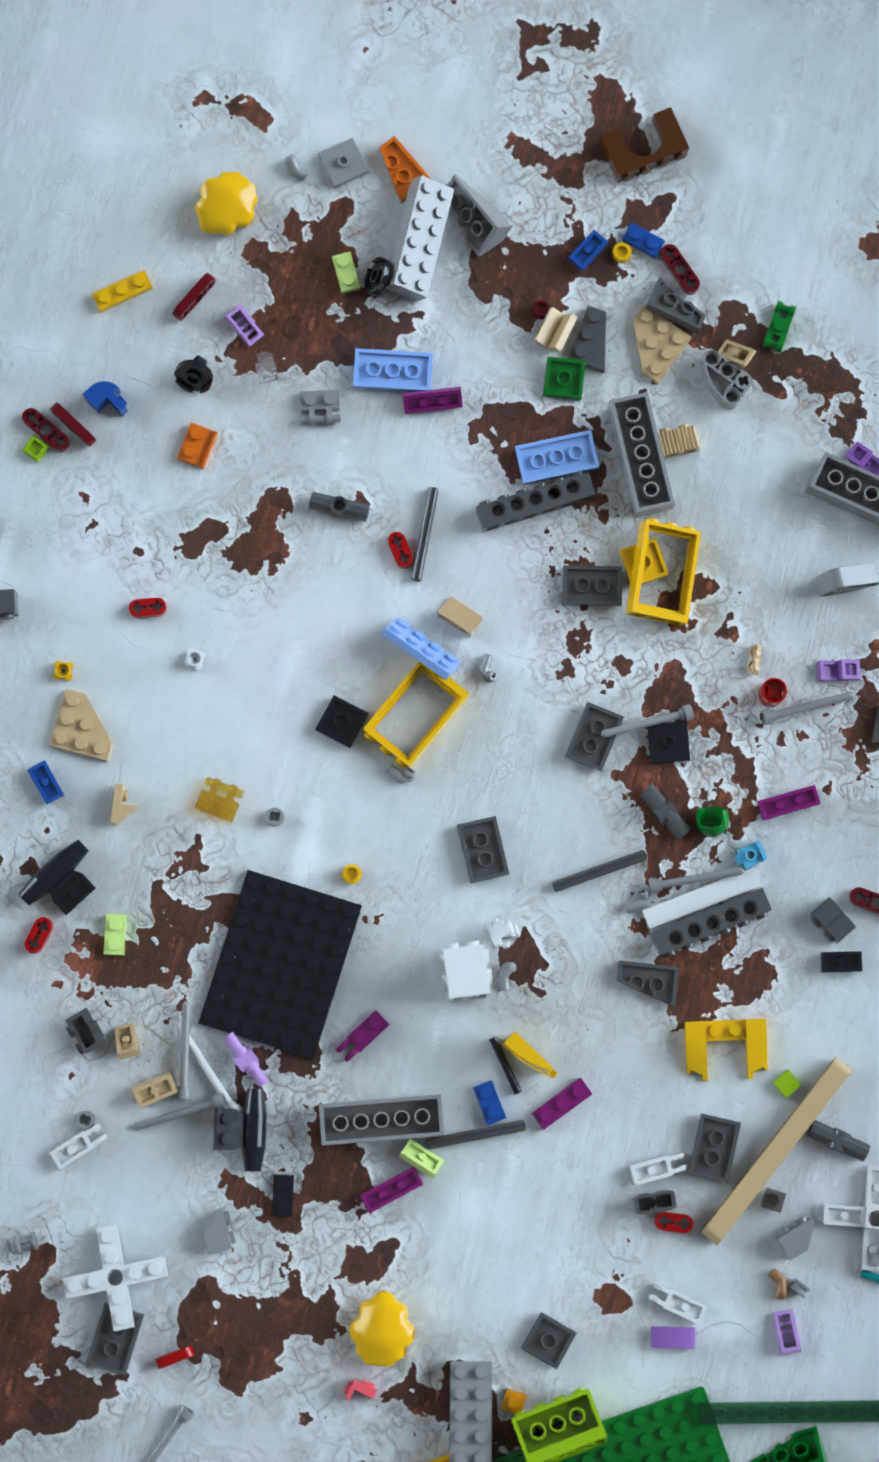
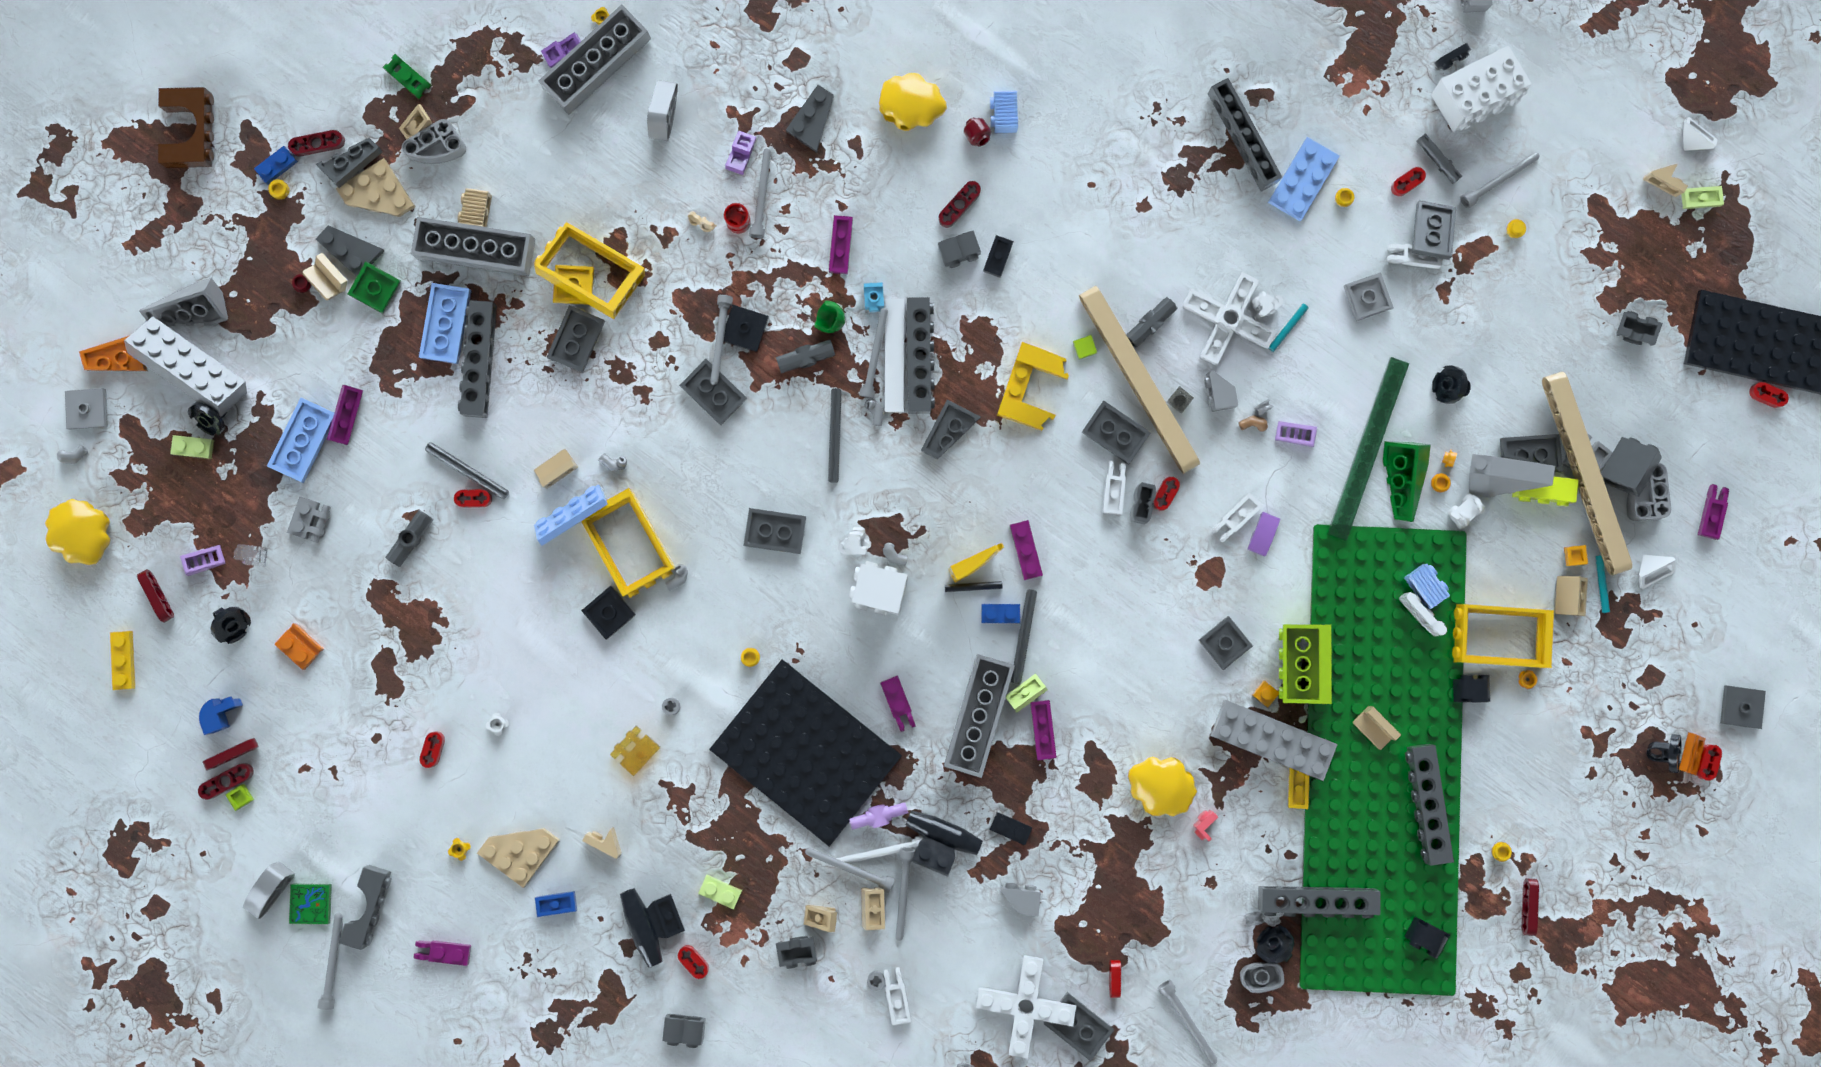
camera: 70 degrees left, 5 degrees up
(588, 250) = (263, 218): blue plate -> none

